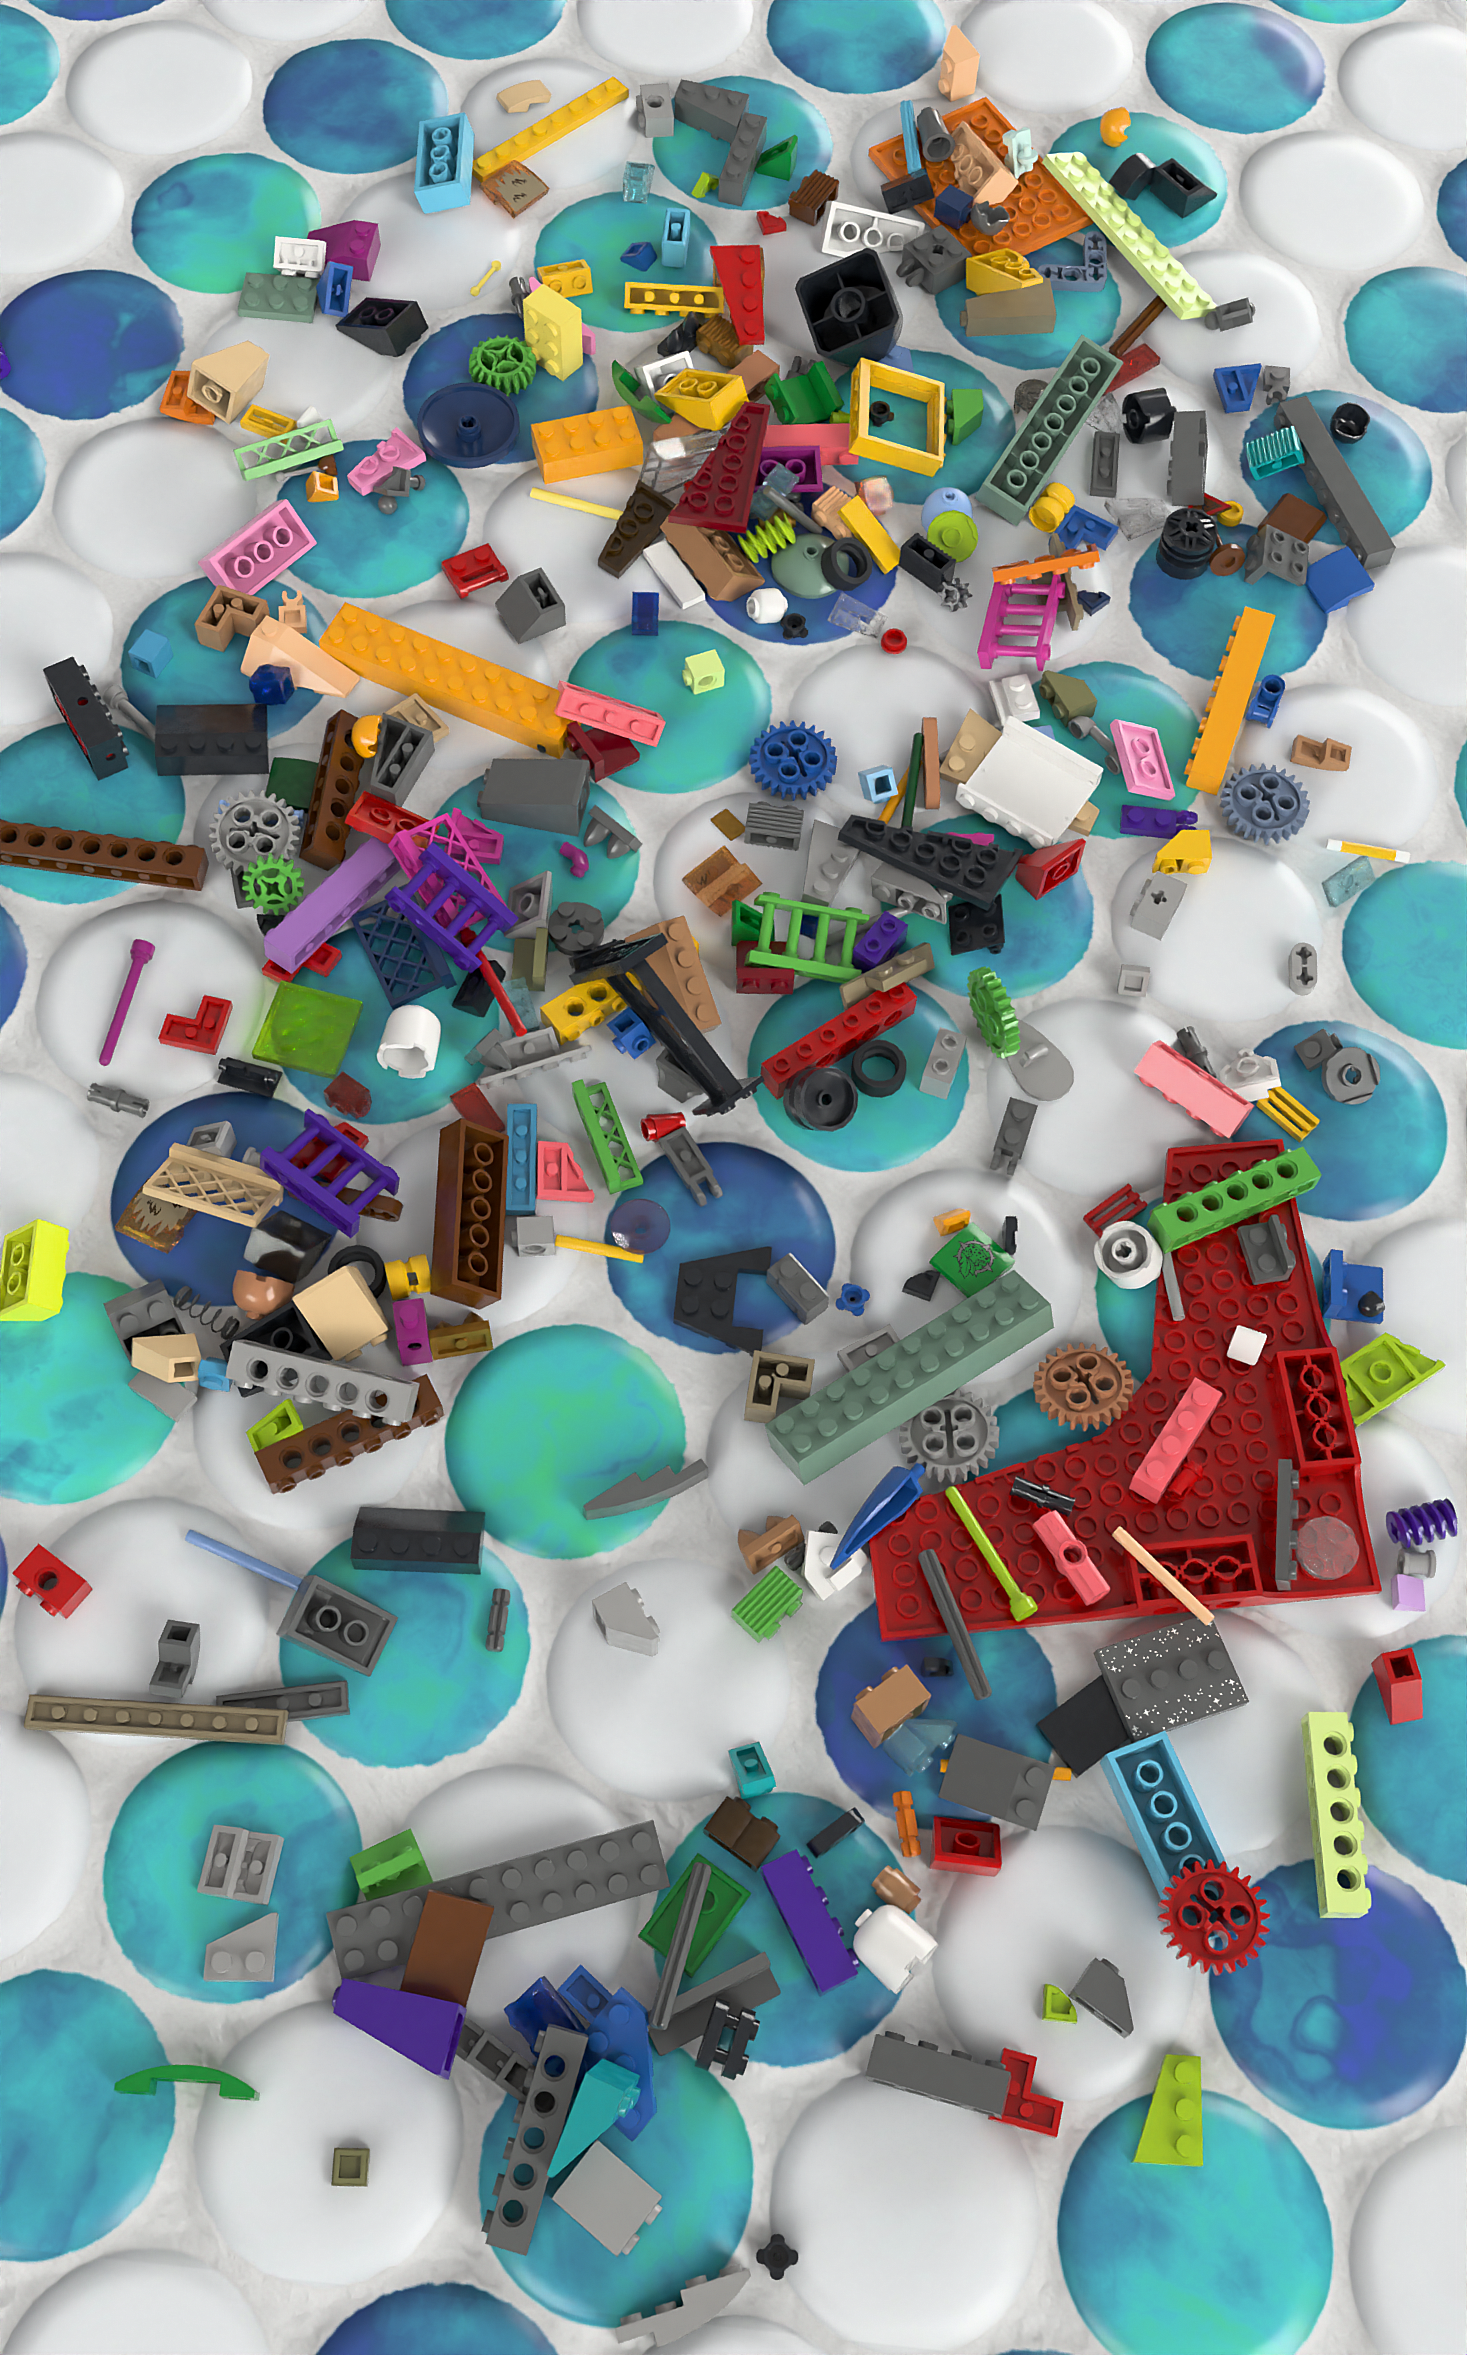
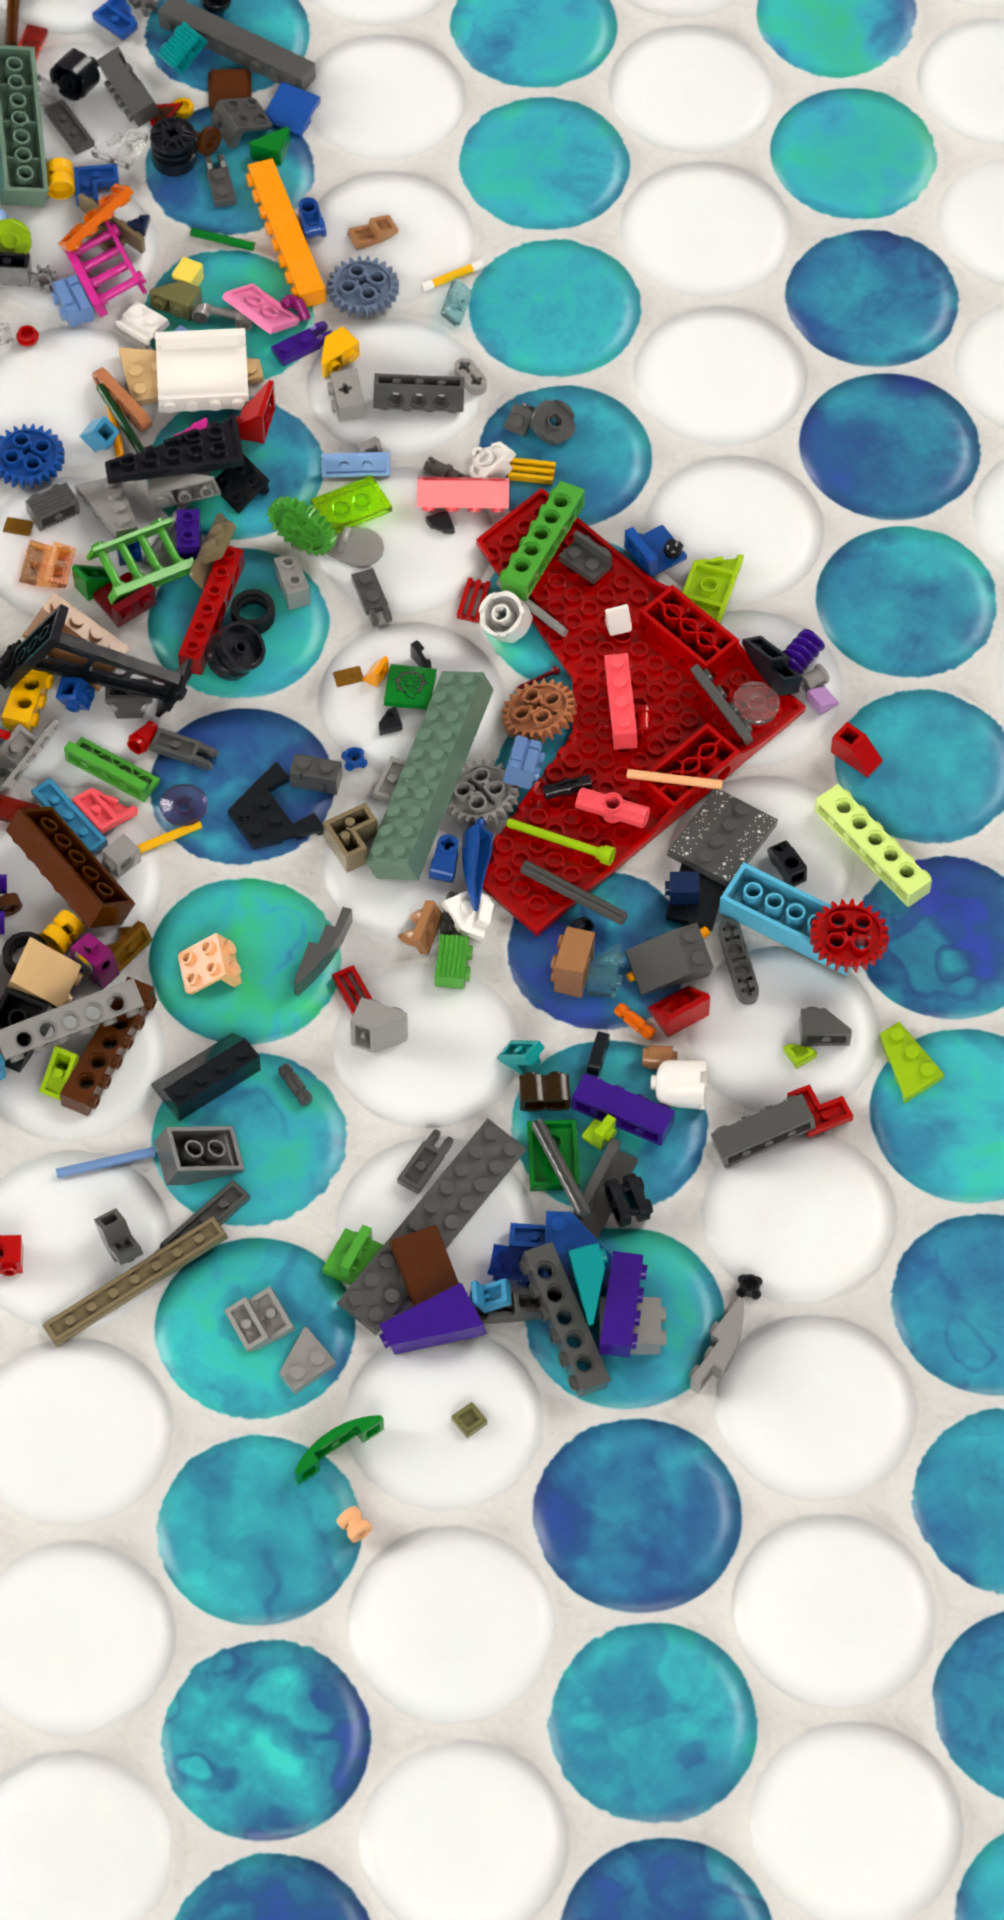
camera: 35 degrees left, 5 degrees down
(127, 2201) = (354, 1524): none -> light nougat wheel
(482, 2041) = (491, 1295): none -> dark azure bracket
(524, 1420) = (209, 962): none -> light nougat bracket
(552, 1816) = (424, 1162): none -> dark grey hinge
(606, 2175) = (621, 1304): none -> dark purple brick
(637, 1582) = (343, 973): none -> red tile
(761, 1930) = (599, 1132): none -> lime bracket
(848, 1485) = (445, 861): none -> blue piece
(921, 1204) = (348, 676): none -> pearl gold sticker
(964, 634) = (72, 300): none -> medium blue brick
(1015, 1435) = (523, 762): none -> medium blue brick
(1070, 1023) = (352, 504): none -> clear neon green tile
(1072, 1837) = (734, 962): none -> dark grey beam
(1077, 1707) = (683, 888): none -> dark blue brick
(1100, 678) = (189, 271): none -> light yellow panel
(1107, 983) = (355, 464): none -> light blue tile
(1140, 1350) = (555, 670): none -> dark red hinge
(1148, 1104) = (441, 522): none -> black tile
(1163, 666) = (223, 239): none -> green bar
(1182, 778) = (297, 304): none -> magenta arm
(1206, 609) = (220, 183): none -> dark grey hinge
(1220, 1763) = (788, 863): none -> black leg
(1232, 951) = (426, 385): none -> dark grey brick
(1286, 604) = (271, 146): none -> green slope
(1378, 1518) = (772, 665): none -> black slope

